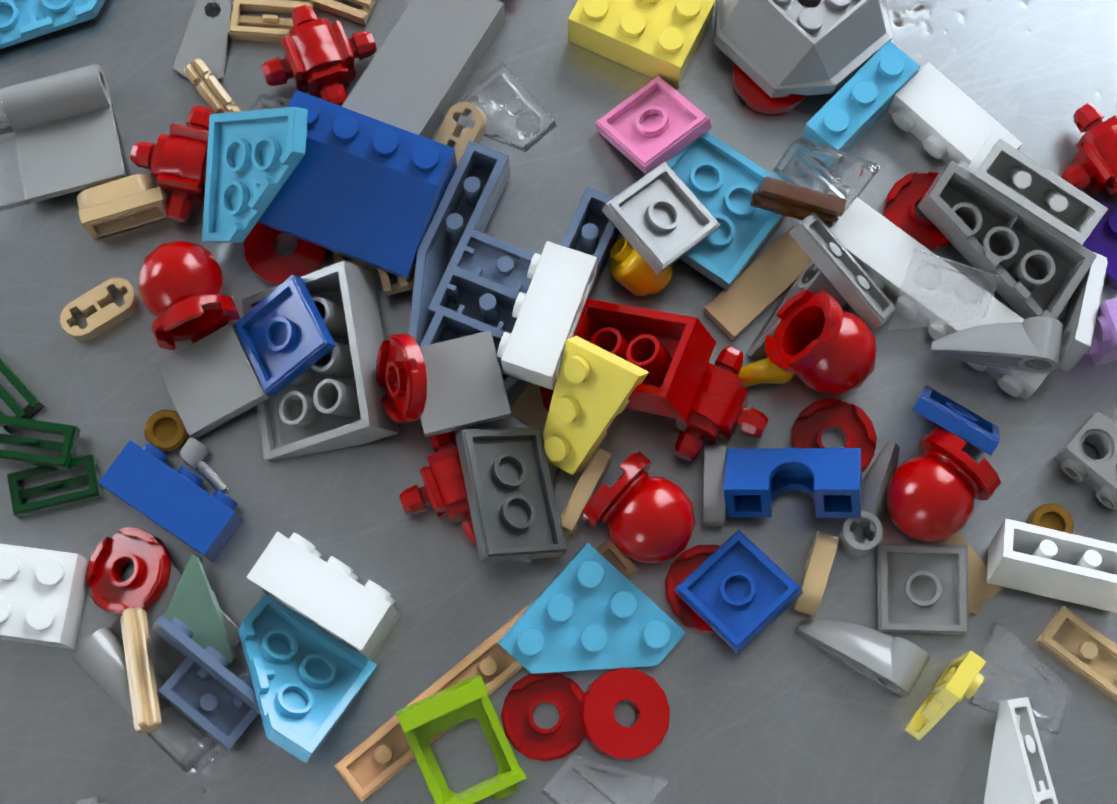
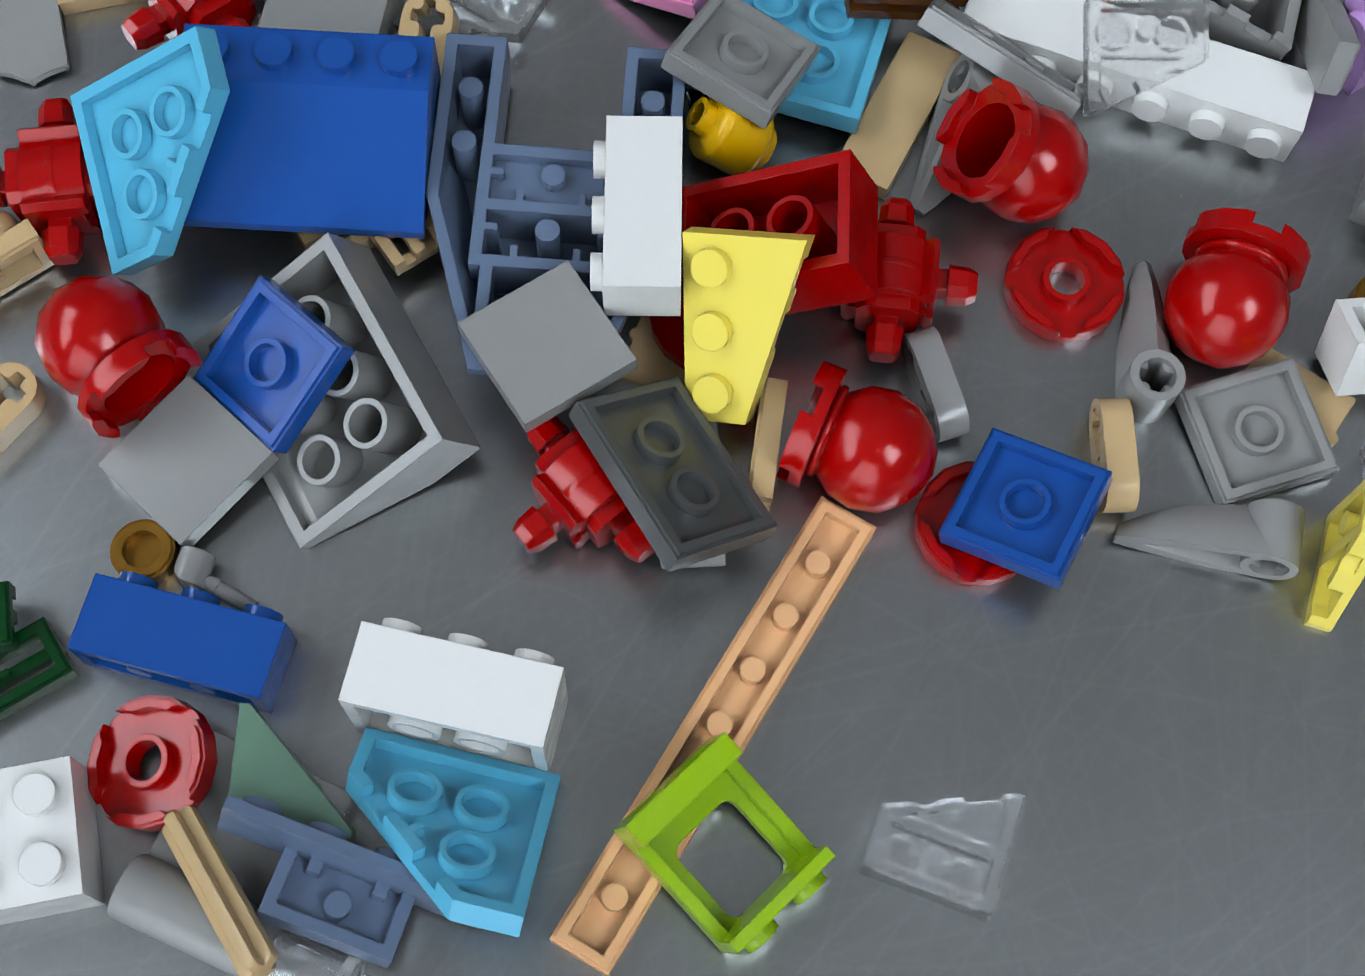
camera: 25 degrees left, 5 degrees down
(209, 87) = (51, 74): tan axle -> none
(274, 268) = (225, 287): red tile -> none
(403, 374) = (467, 359): red tile -> none
(518, 712) = (832, 728): red tile -> none
(590, 622) = (839, 615): medium azure plate -> none
(650, 709) = (959, 703): red tile -> none
(761, 474) = (1084, 319): blue arch -> none
(763, 372) = (951, 218): yellow arm -> none
(957, 419) = (1208, 193): blue tile -> none
(1014, 345) = (1270, 81): light grey piece -> none

